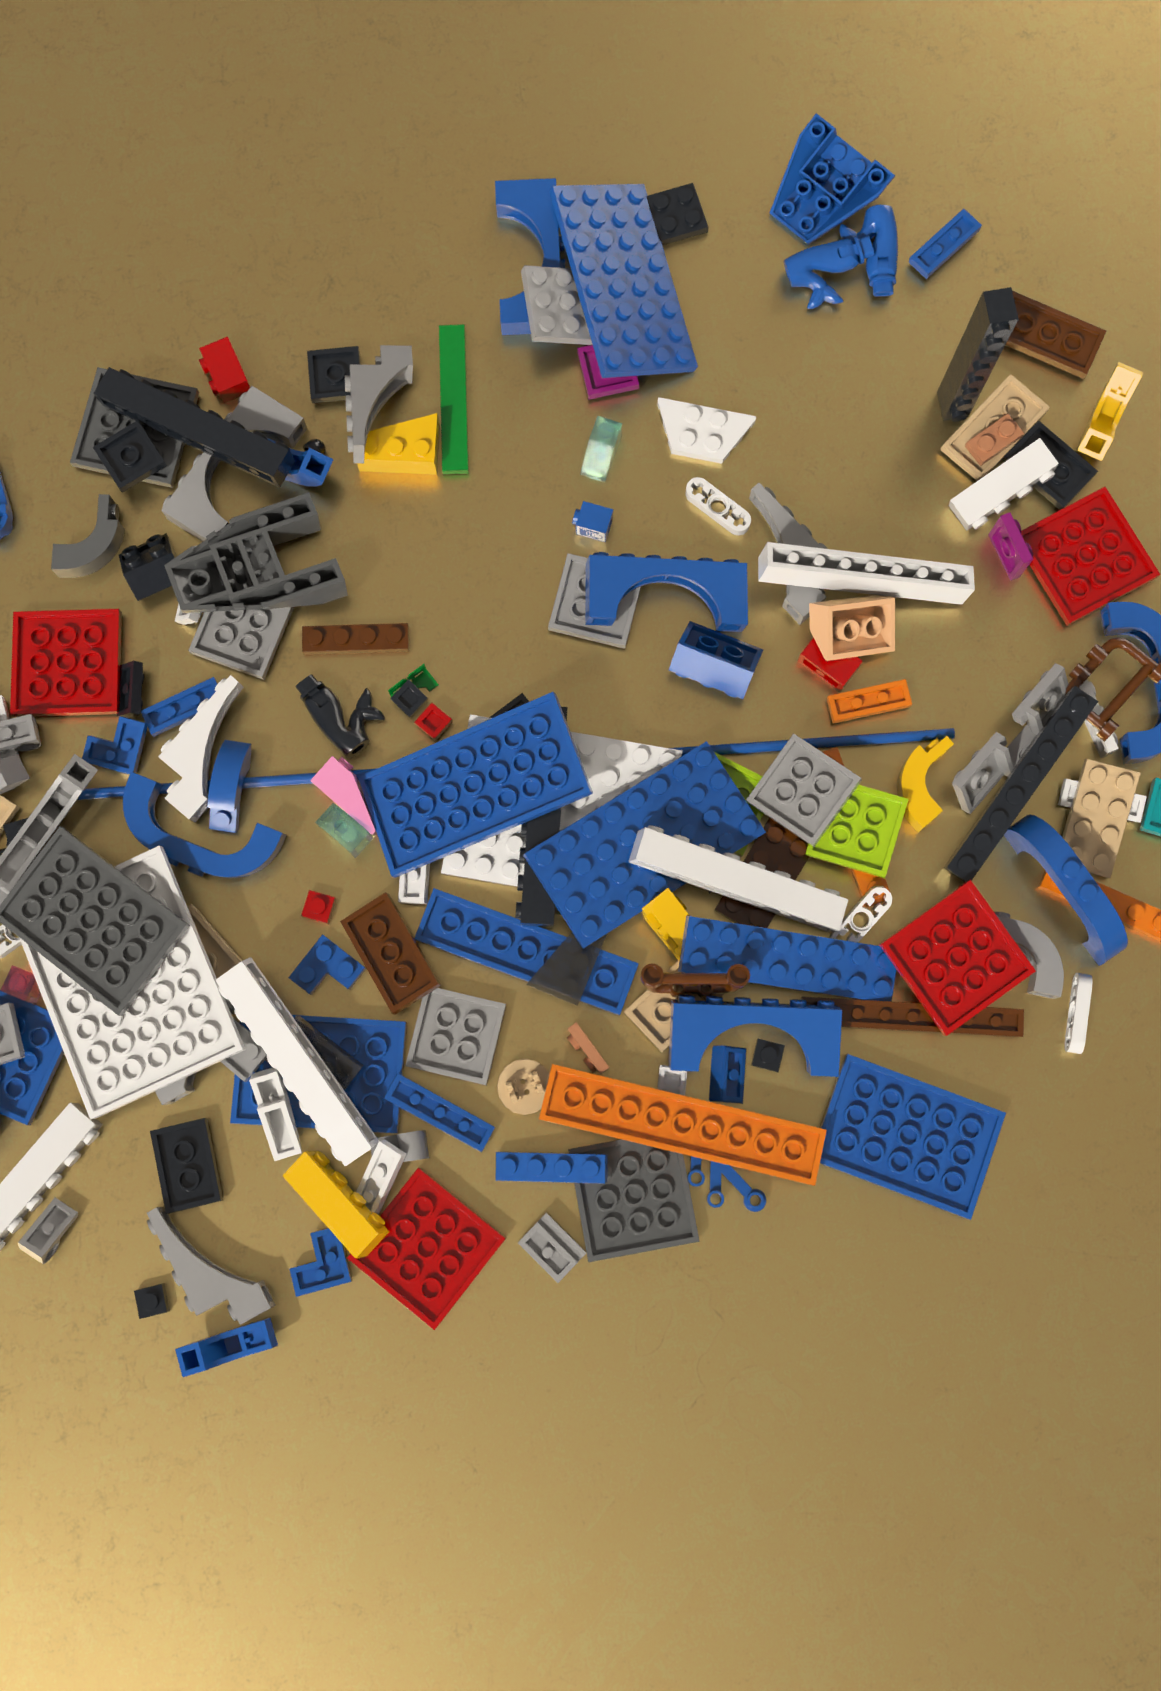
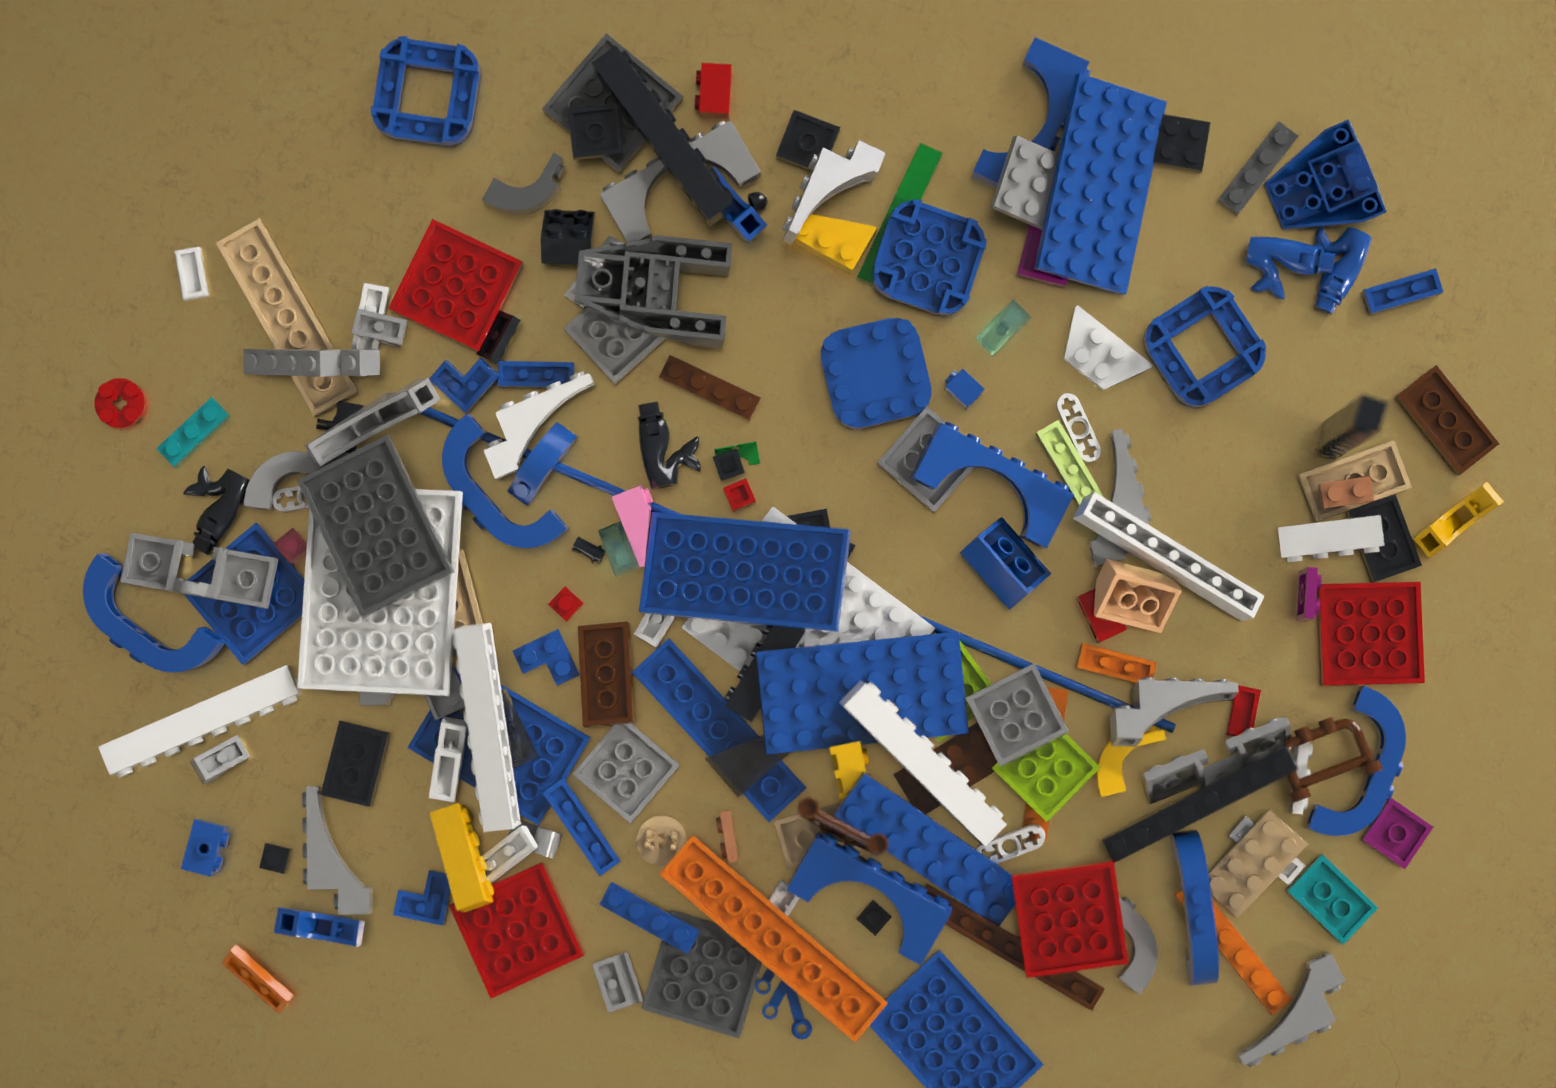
camera: 25 degrees right, 5 degrees up
(75, 1327) = (205, 848): none -> blue brick
(190, 1432) = (257, 979): none -> orange plate
(315, 845) = (588, 550): none -> black pin
(499, 420) = (928, 258): none -> blue plate
(504, 547) = (875, 373): none -> blue plate
(723, 539) = (1068, 461): none -> yellowish green plate
(727, 1074) = (833, 916): blue slope -> none
(756, 203) = (1257, 168): none -> dark grey plate
(810, 345) = (1235, 327): none -> blue plate
(927, 710) = (1158, 699): none -> light grey arch
(1007, 684) = (1243, 711): none -> red tile
(1078, 1013) = (1148, 1015): white beam -> none

